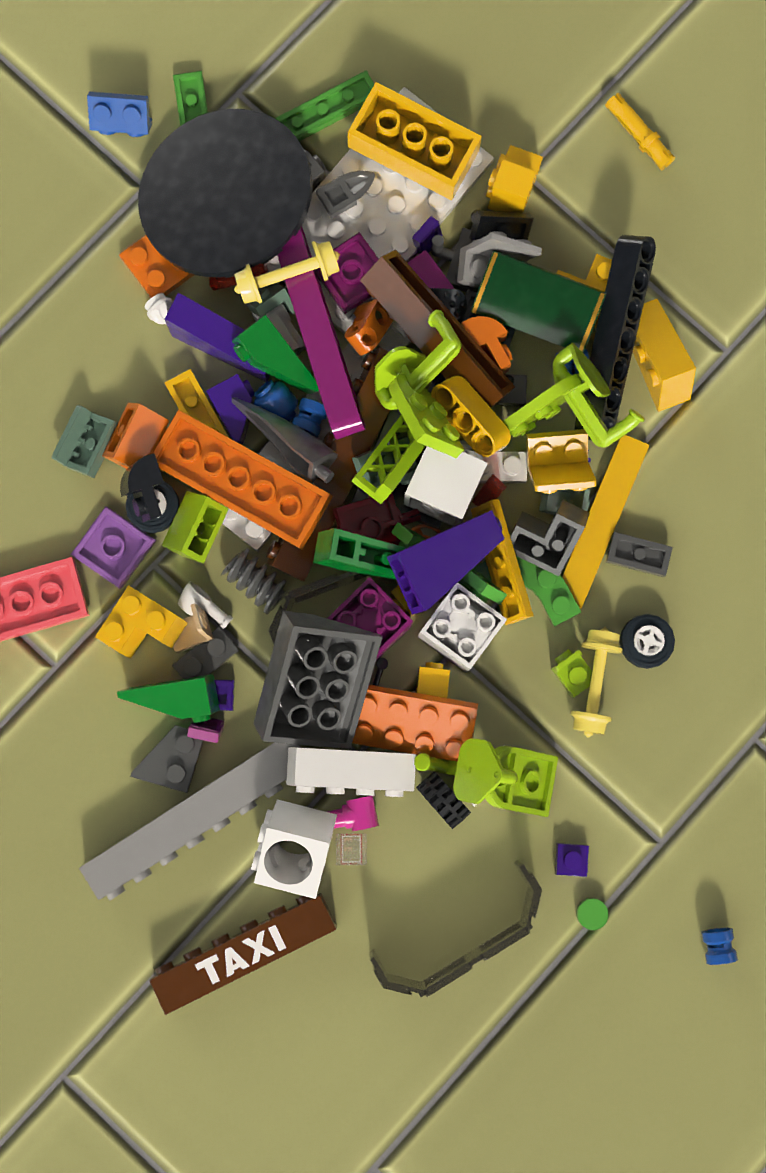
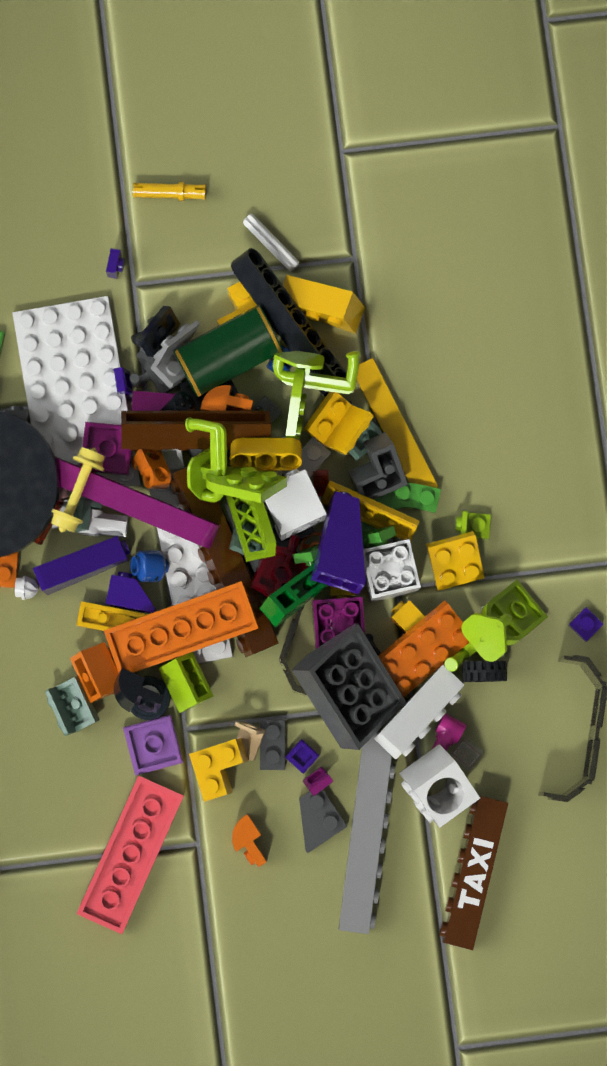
camera: 50 degrees left, 0 degrees up
(96, 702) = (243, 835): none -> orange brick
(179, 698) = (285, 781): green slope -> none
(194, 594) = (227, 719): white bar -> none
(255, 579) = (251, 672): dark grey piece -> none
(270, 353) = (115, 543): green slope -> none
(299, 448) = (192, 576): flat silver piece -> none
(310, 416) = (179, 553): blue wheel -> none
(344, 191) = (52, 408): dark grey plate -> none
(413, 141) = (58, 339): yellow brick -> none
(513, 180) = (136, 297): yellow brick -> none
(525, 683) = (455, 560): none -> yellow plate
(530, 137) = (115, 263): none -> dark purple plate
(602, 642) = (470, 492): light yellow piece -> none
(639, 554) = (435, 423): dark grey plate -> none
(656, 637) = (499, 459): black wheel -> none
(674, 262) = (271, 242): none -> white axle

